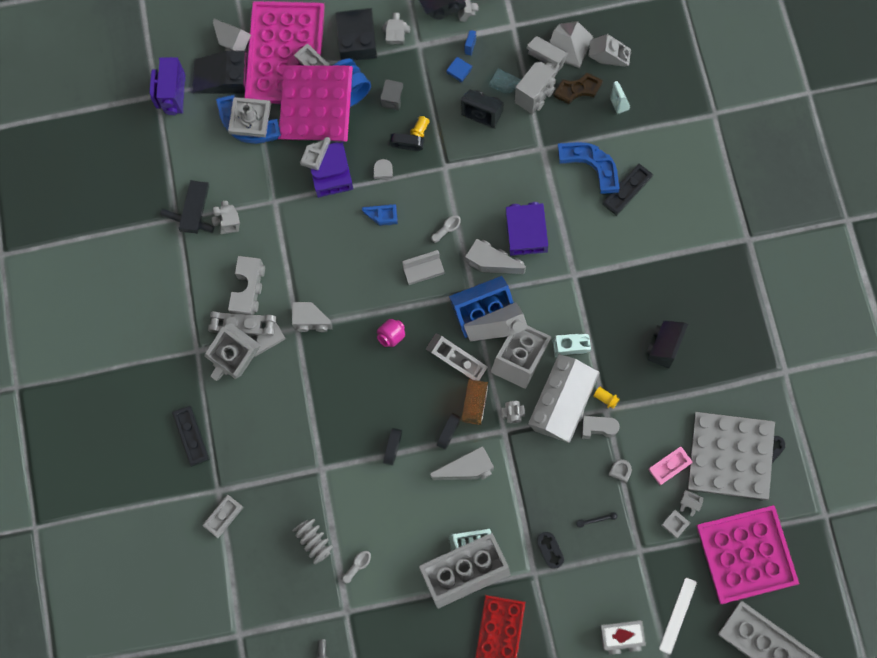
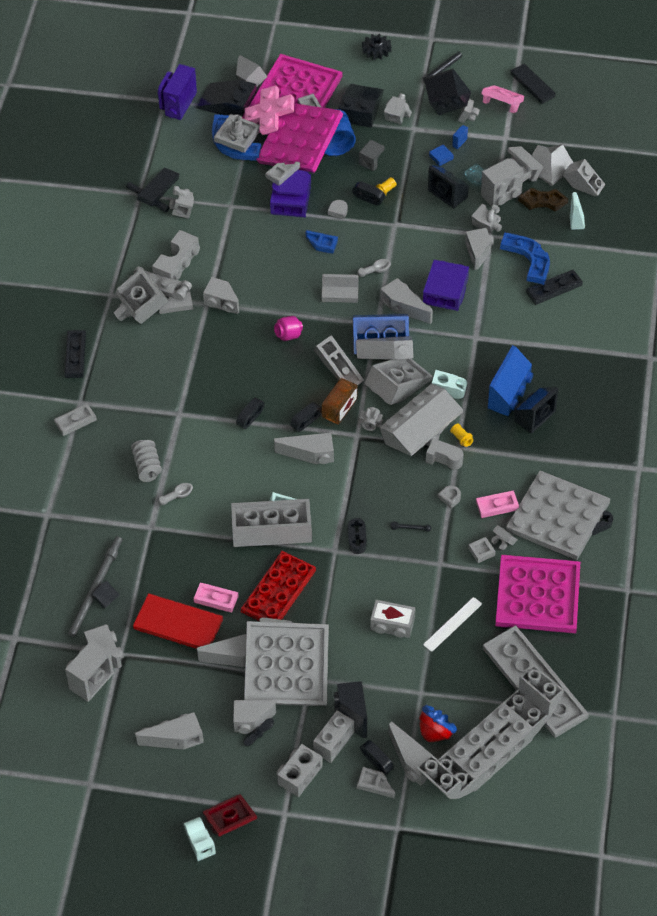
camera: 15 degrees right, 20 degrees down
(272, 80) = (269, 109): none -> bright pink plate
(535, 135) = (486, 219): none -> light grey piece
(538, 168) = (478, 245): none -> light grey slope
(632, 323) = (509, 382): none -> blue slope

